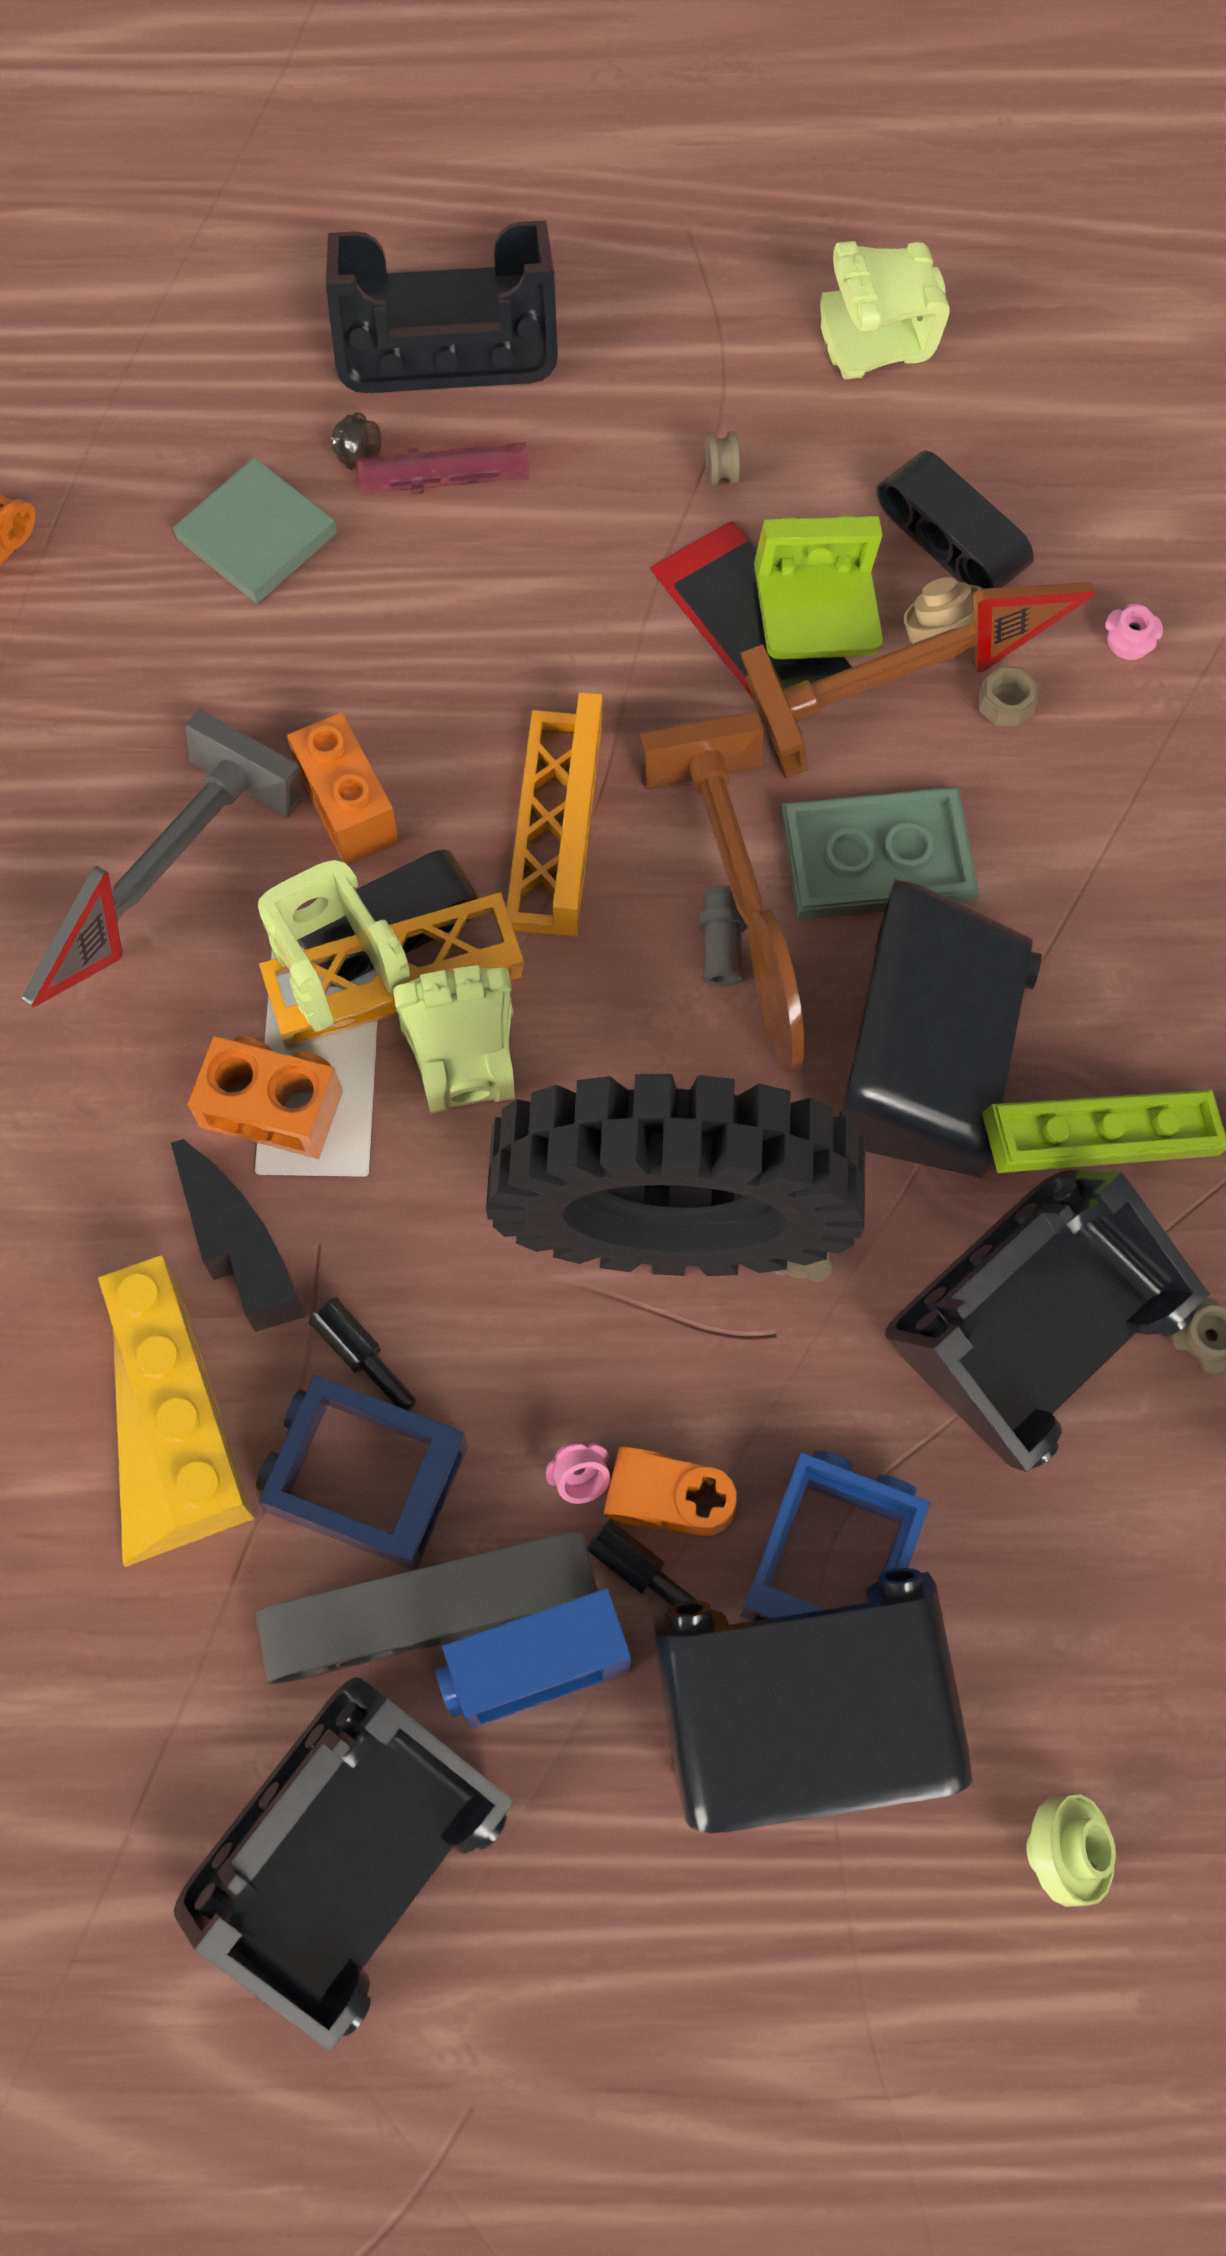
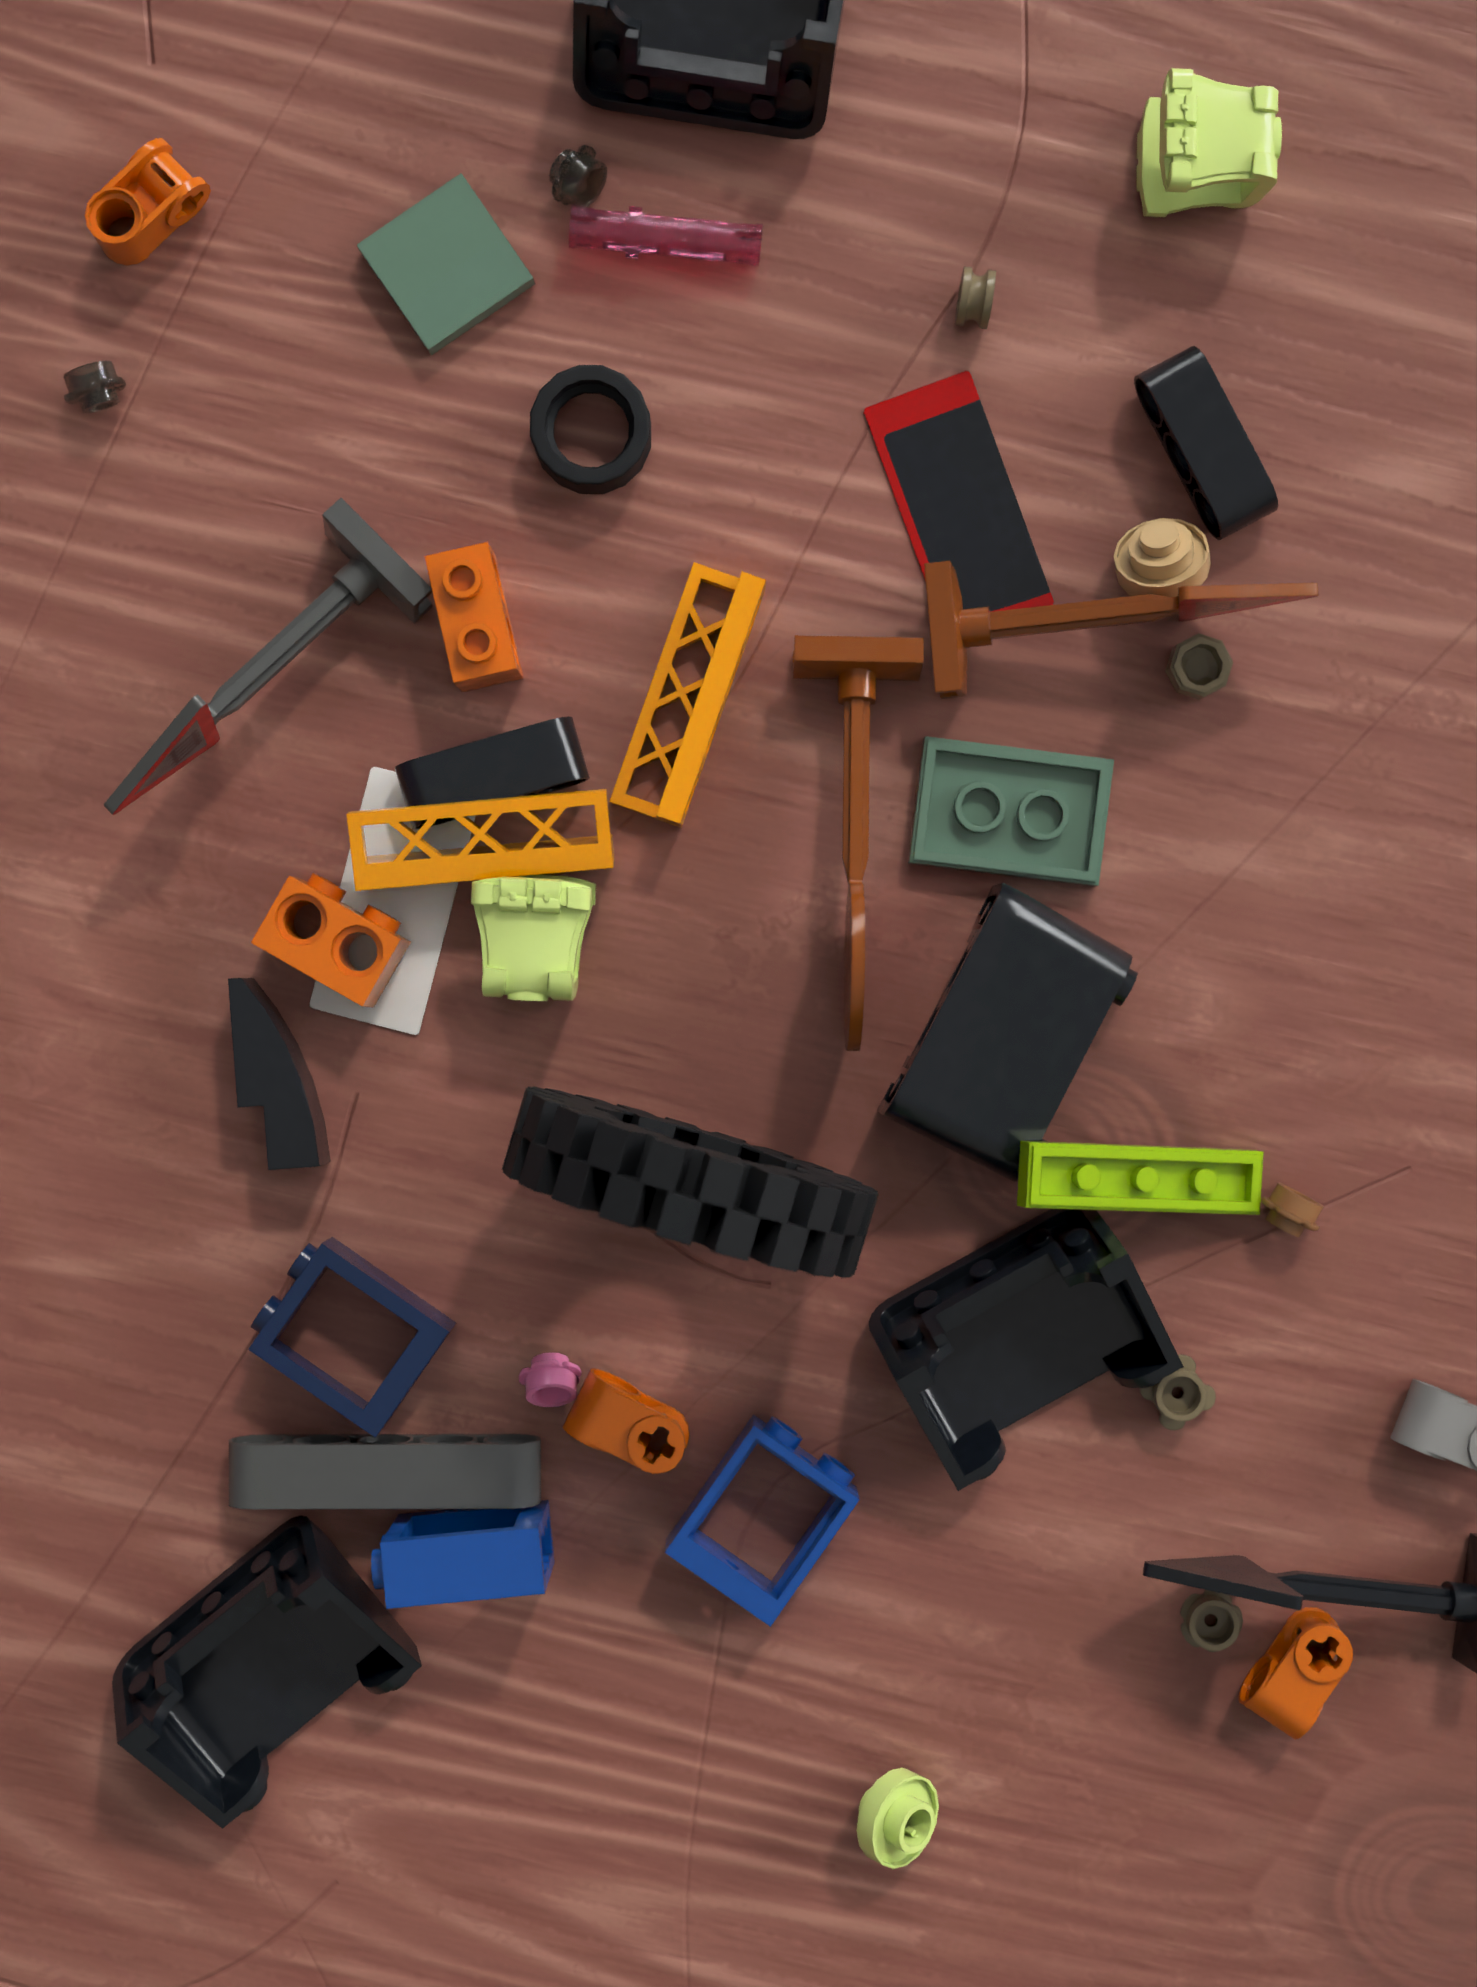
camera: 15 degrees right, 20 degrees up
(172, 1440) = (184, 1255): yellow wedge -> none
(336, 897) = (364, 797): yellowish green piece -> none
(358, 1350) = (371, 1212): black axle -> none
(406, 587) = (592, 380): none -> black tyre
(635, 1563) = (588, 1481): black axle -> none
(722, 932) = (822, 874): dark grey pin -> none
(812, 1708) = (699, 1667): black windscreen -> none
(819, 586) = (1033, 496): lime bracket -> none
(1131, 643) = (1342, 620): bright pink plate -> none

